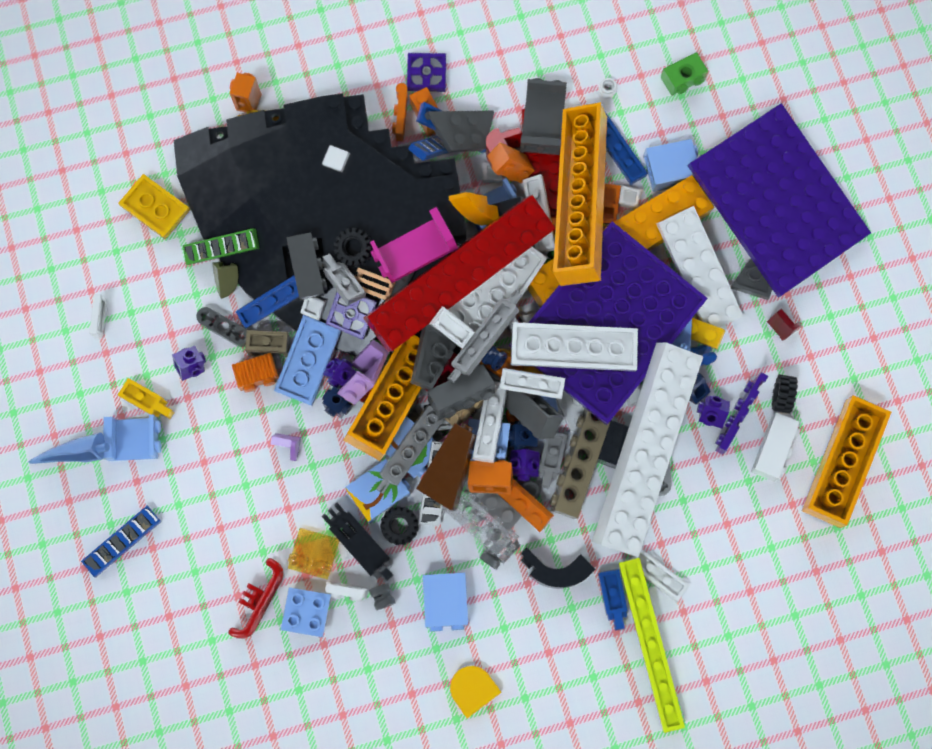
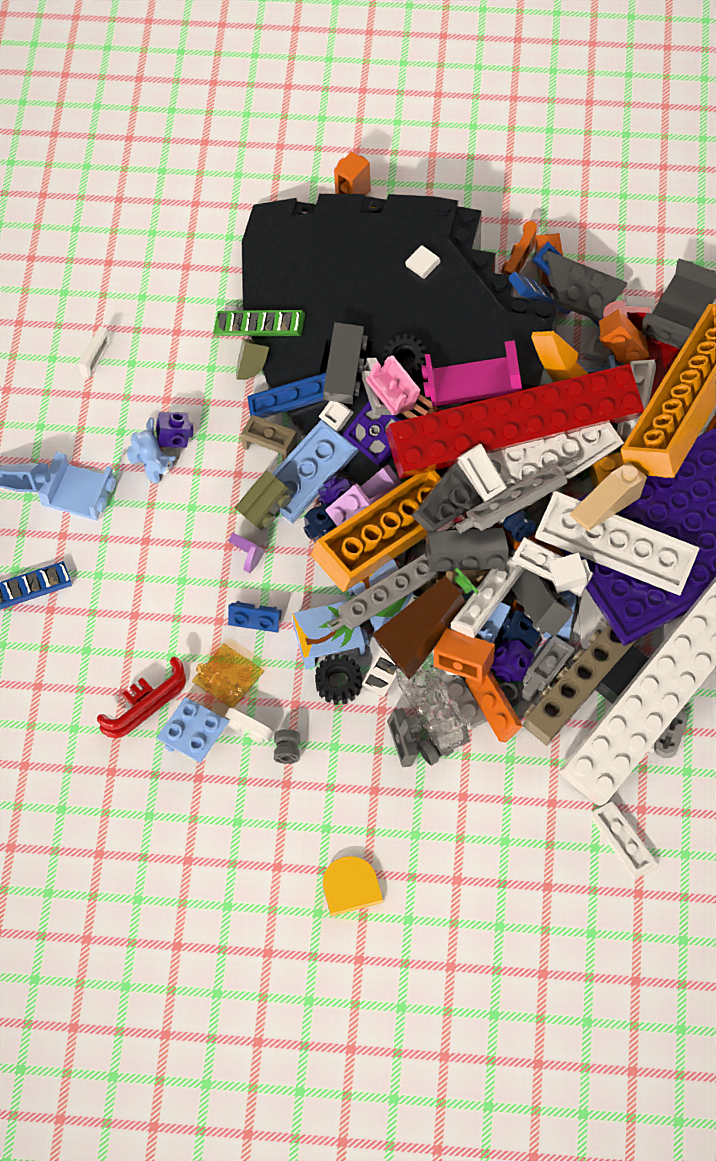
camera: 25 degrees right, 15 degrees down
(144, 399) = (108, 452): yellow hinge -> none
(154, 206) = (203, 263): yellow plate -> none
(173, 387) = (146, 449): none -> light blue animal
(207, 324) = (224, 399): dark grey beam -> none
(255, 372) = (242, 464): orange brick -> none
(285, 398) = (264, 500): none -> olive brick
(324, 495) = (248, 616): none -> blue hinge
(354, 277) = (393, 386): none -> bright pink hinge
(359, 544) = (284, 681): black hinge -> none
(426, 71) = (569, 220): dark purple piece -> none
(445, 601) = (358, 776): light blue brick -> none
(468, 555) = (403, 735): none -> dark grey hinge
(470, 421) = (464, 582): none -> bright green plate
(549, 387) = (568, 572): none -> white brick
(557, 314) = (610, 496): none -> tan slope
(557, 578) = (501, 799): black arch -> none
(613, 597) = (559, 844): blue hinge -> none
(651, 645) = (583, 911): neon yellow plate -> none

